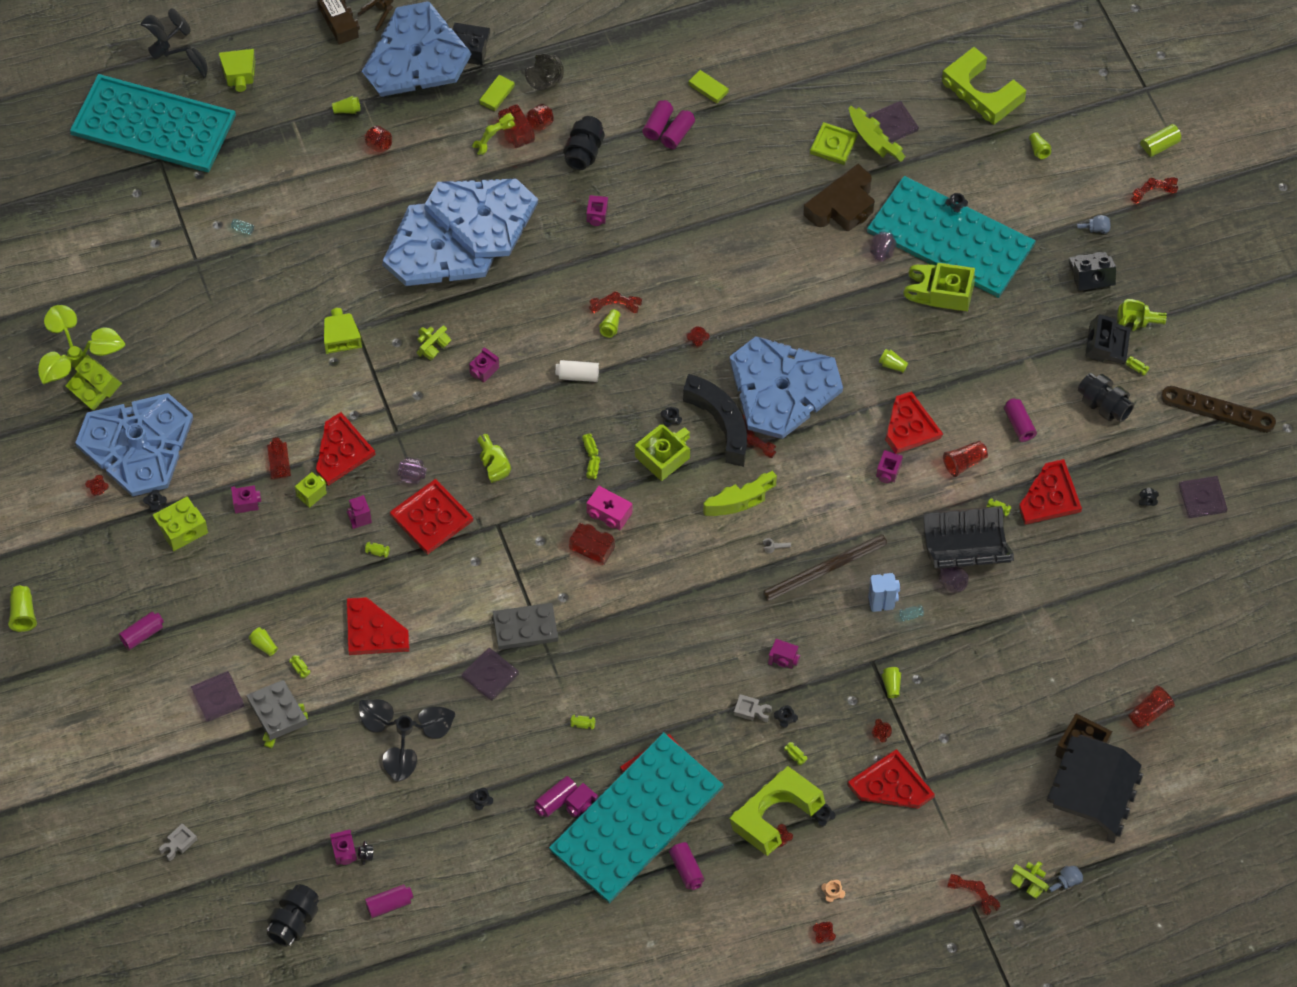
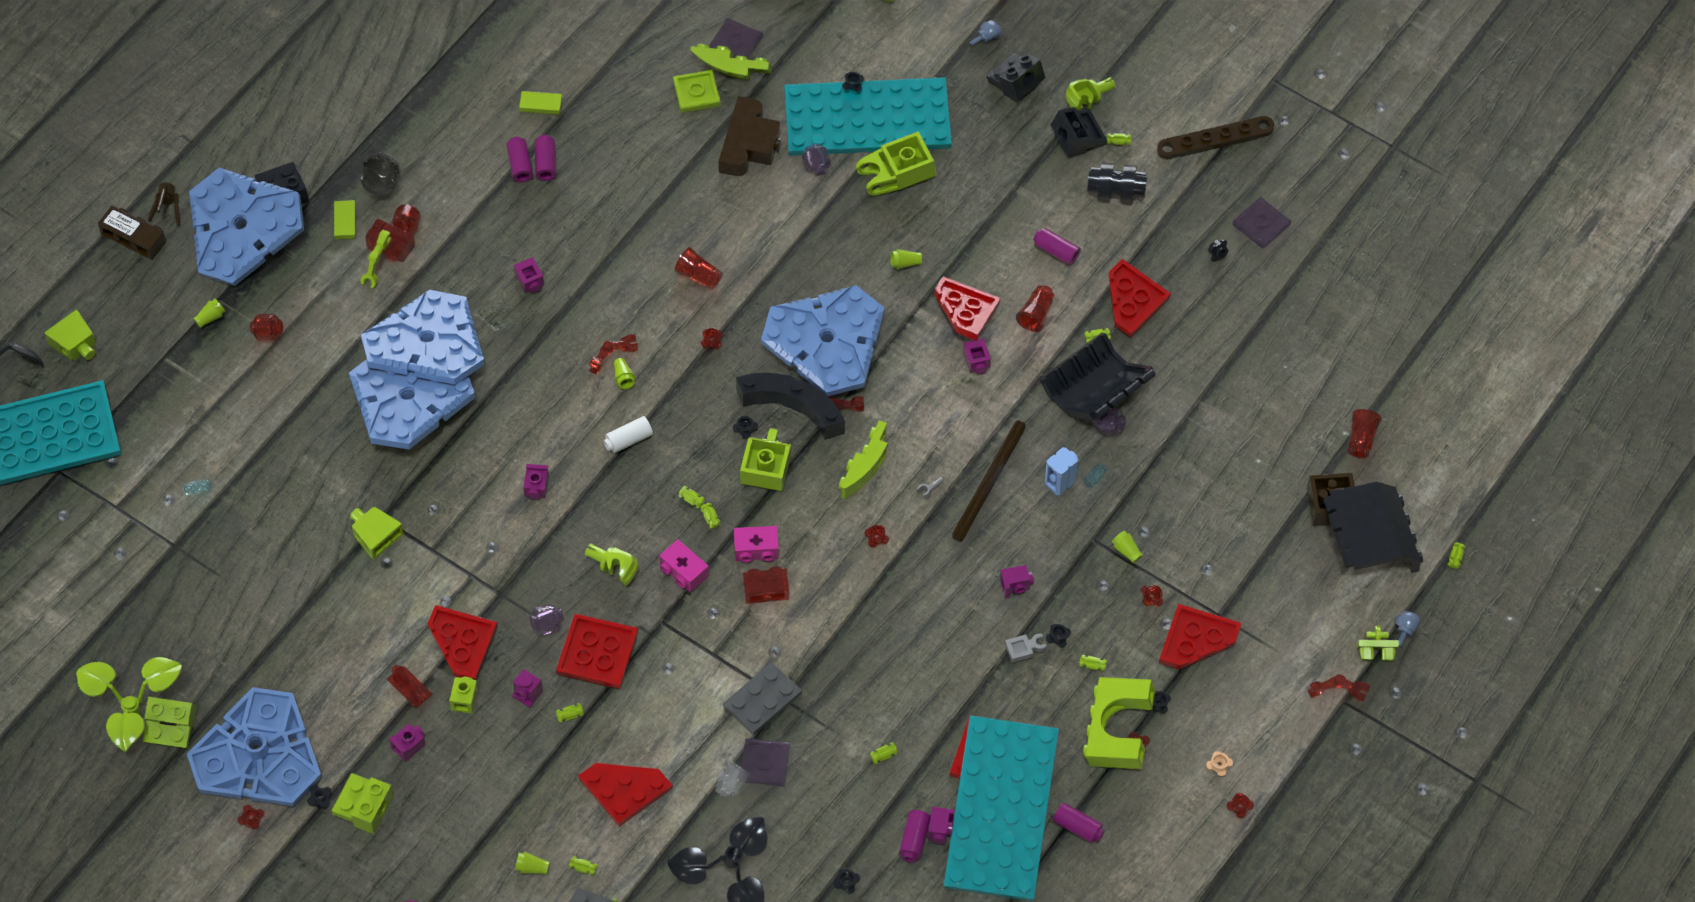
camera: 35 degrees left, 0 degrees up
(427, 349) = (469, 496): lime hips -> none
(453, 669) = (731, 779): none -> clear brick
(543, 482) = (683, 566): none -> dark pink brick
(583, 143) = (469, 219): black piece -> none
(708, 552) = (876, 530): none -> clear red plate
(726, 276) = (698, 269): none -> clear red plant
(1153, 849) = (1456, 555): none -> lime piece

